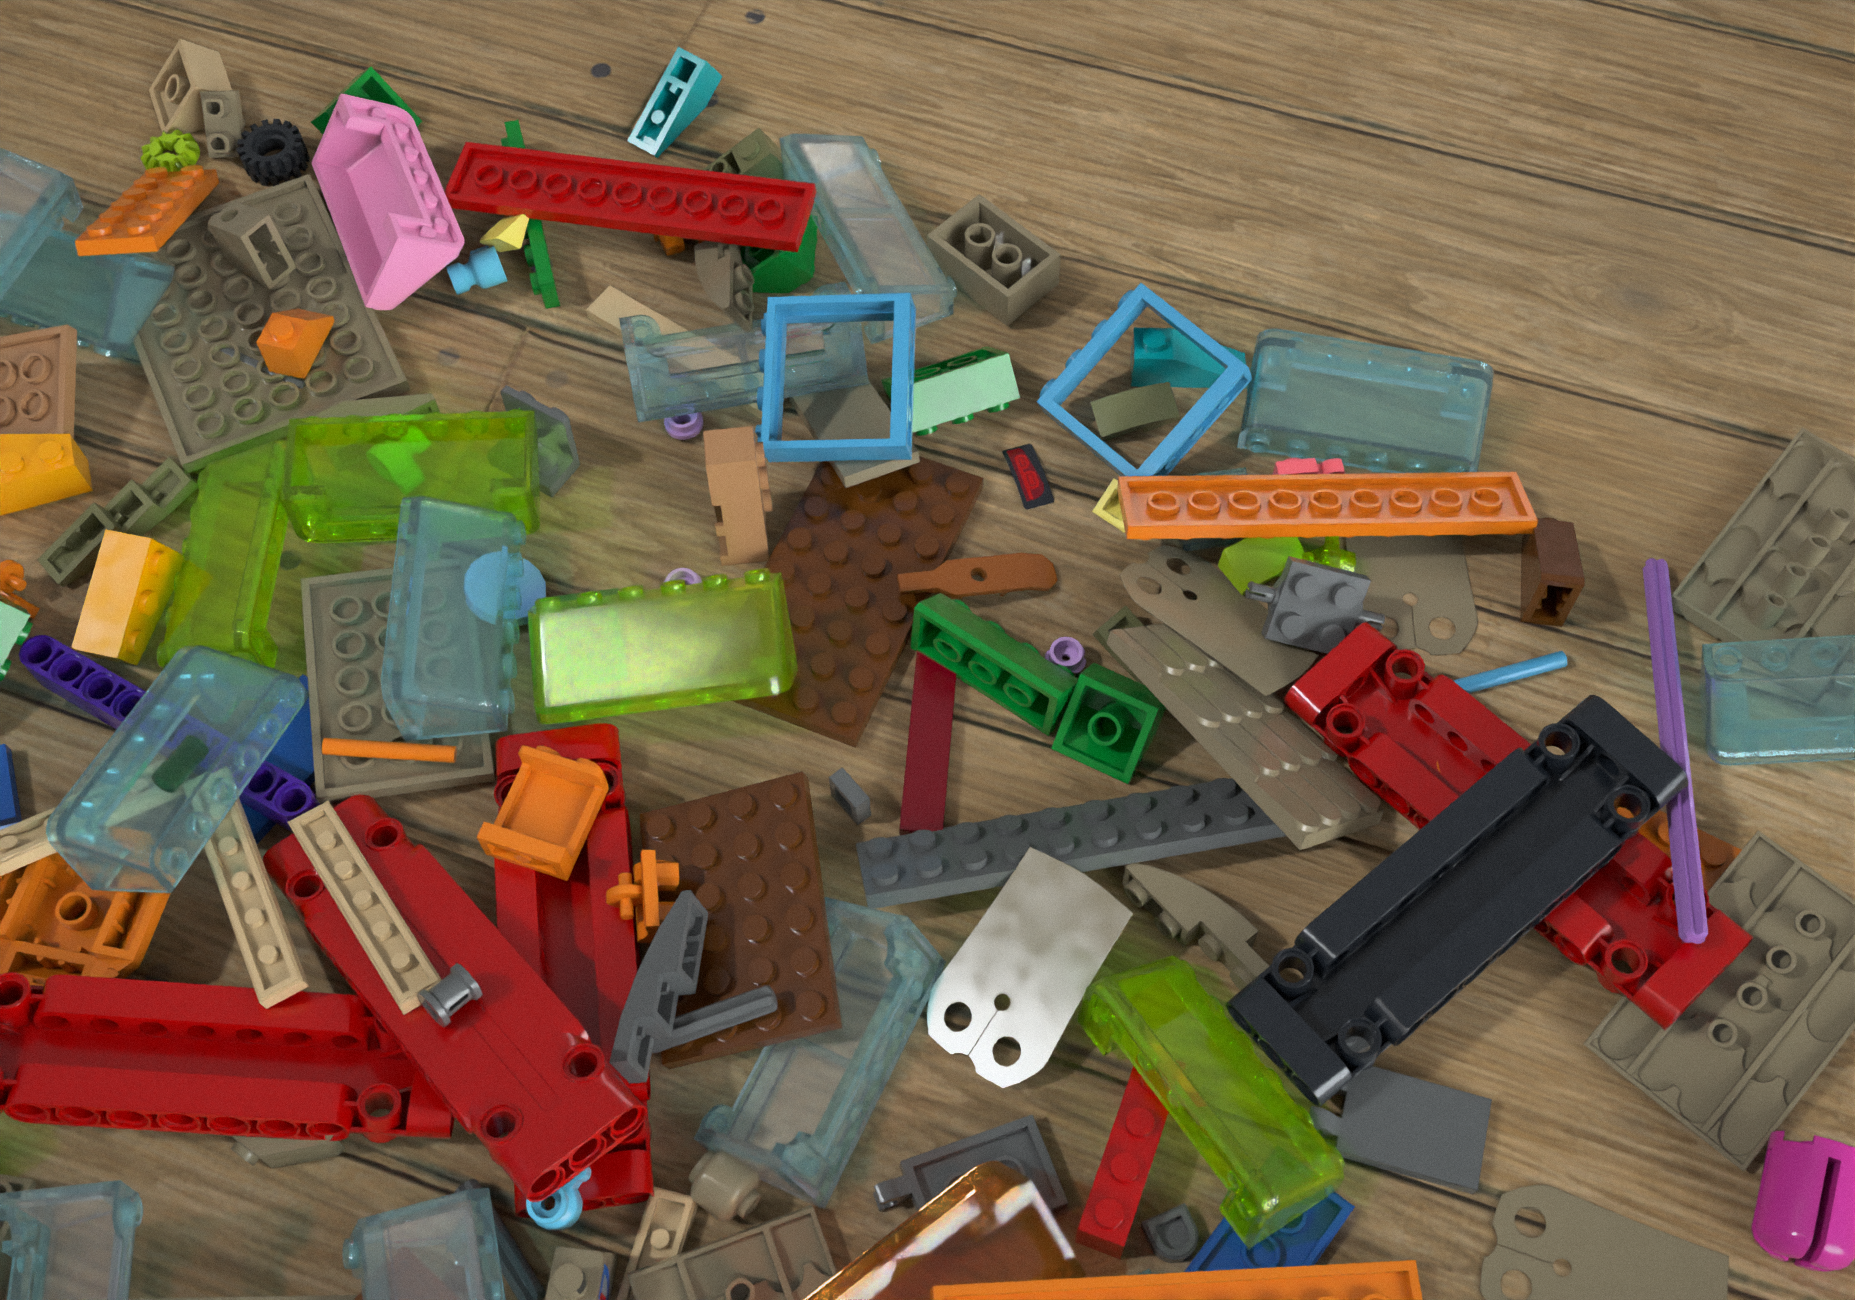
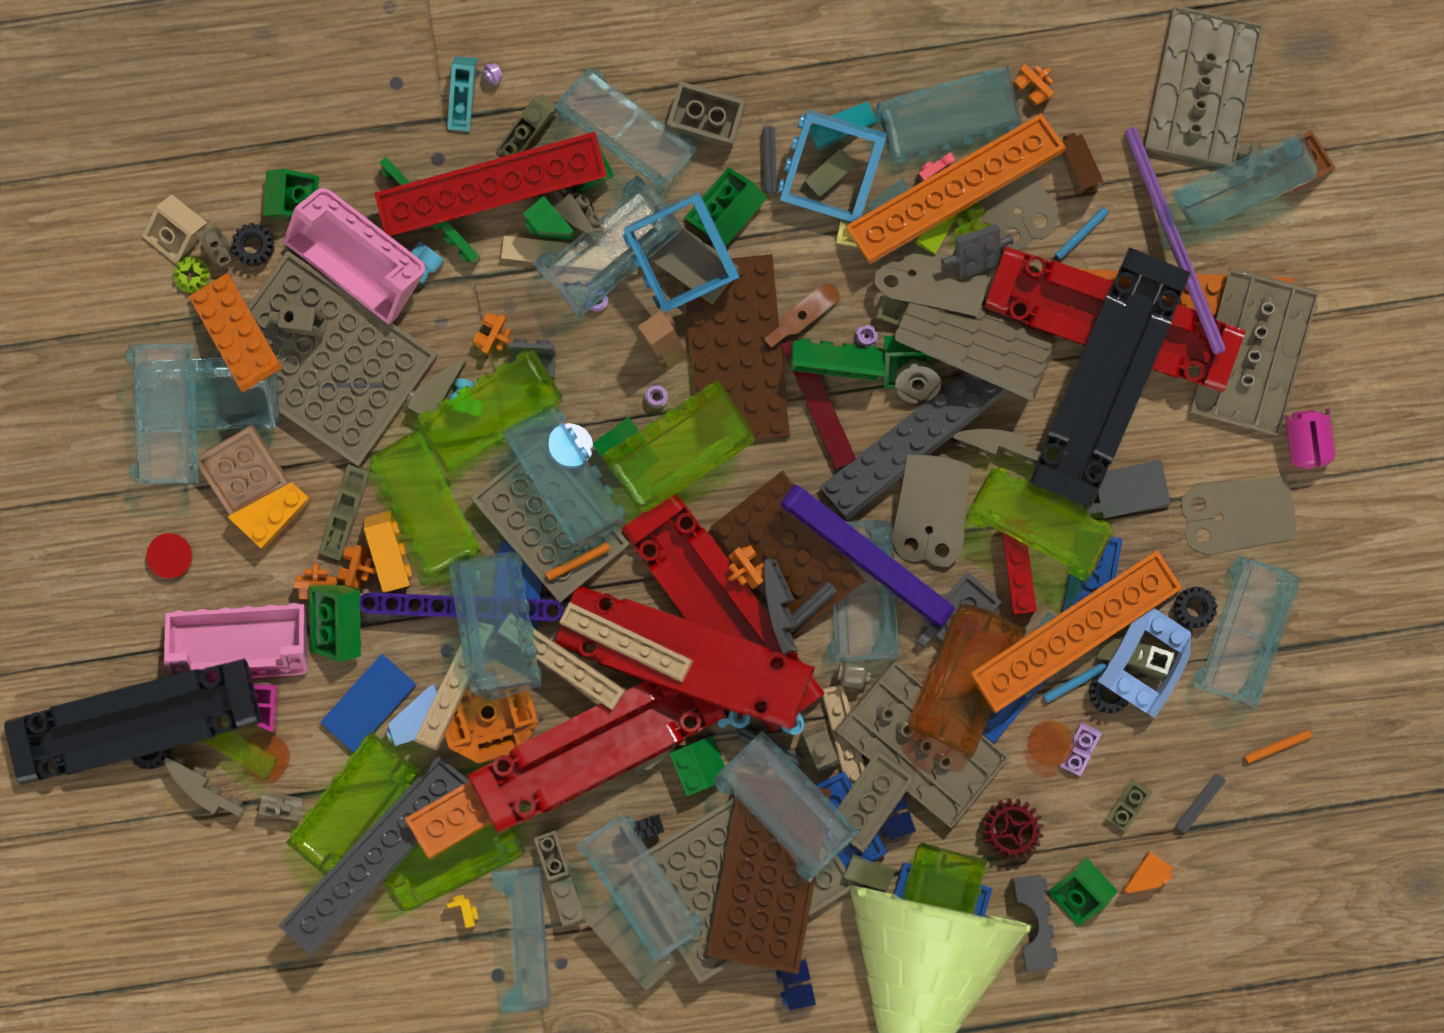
camera: 30 degrees left, 25 degrees up
(62, 607) = (359, 566): none -> orange hips
(173, 1260) = (649, 826): none -> black tyre
(180, 764) = (507, 629): clear green piece -> none
(293, 340) = (366, 362): orange slope -> none
(338, 1190) = (698, 765): none -> green slope
(449, 994) = (700, 664): dark grey bush -> none
(469, 1155) = (736, 720): none -> medium azure piece
(488, 397) = (487, 343): none -> orange hips
(507, 233) = (431, 237): light yellow slope -> none
(546, 812) = (674, 553): orange panel -> none
(674, 280) = (547, 222): none -> green slope
(730, 102) = (492, 74): none -> lavender plate
(850, 796) = (804, 466): dark grey tile -> none
(867, 985) = (867, 555): none -> dark purple beam
(1028, 476) = (791, 237): sticker -> none
(1054, 359) = (769, 159): none -> dark grey axle
(1119, 729) = (915, 370): none -> dark tan plate
(1172, 1234) = (1051, 590): dark grey tile -> none
(1529, 431) = (1042, 91): none -> orange hips

